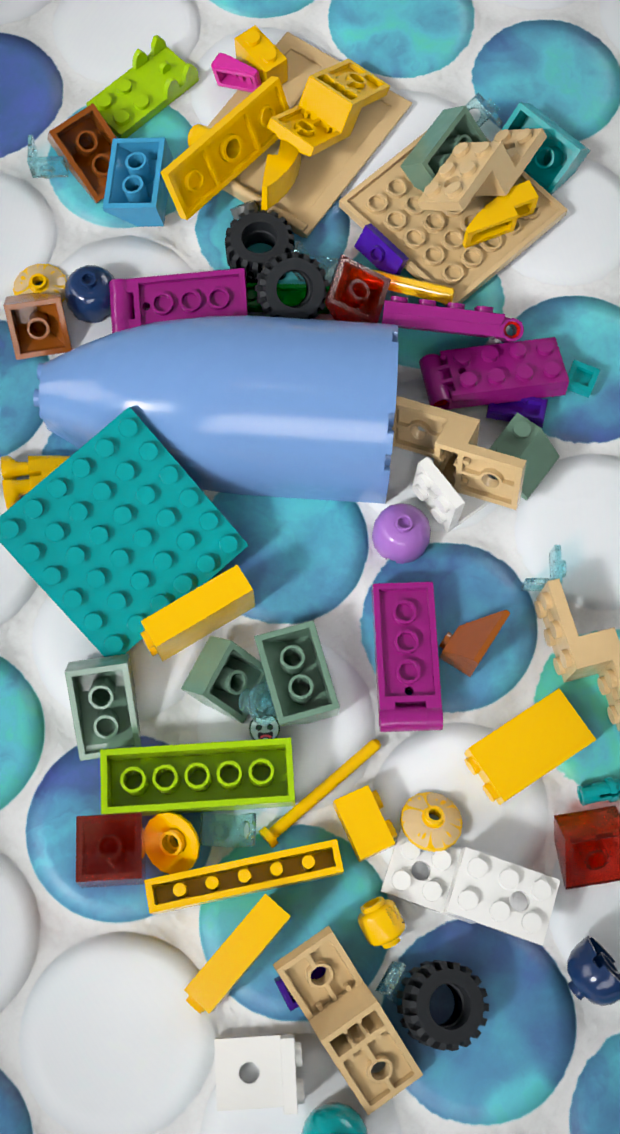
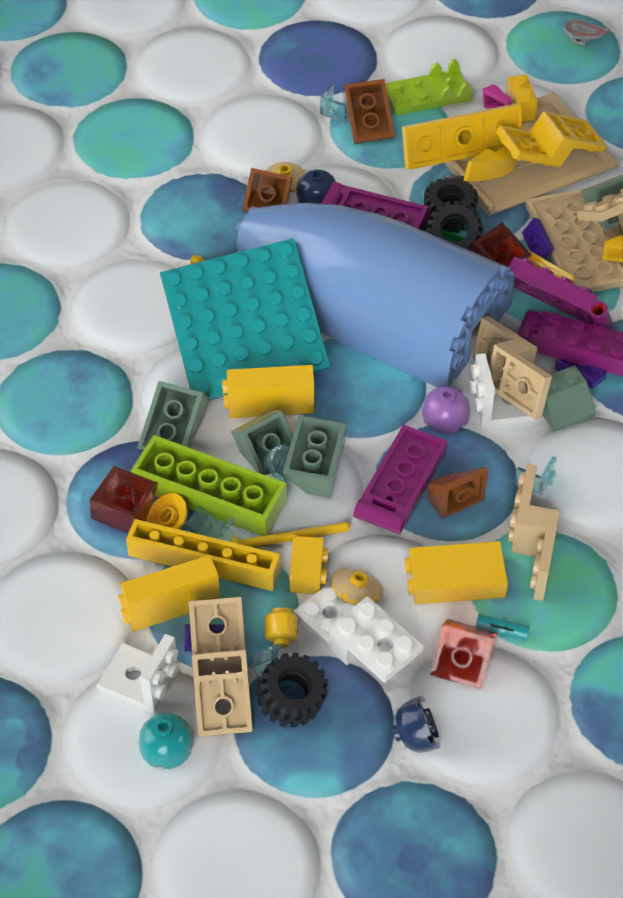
camera: 30 degrees right, 20 degrees down
(135, 182) = (383, 137): dark azure slope -> none

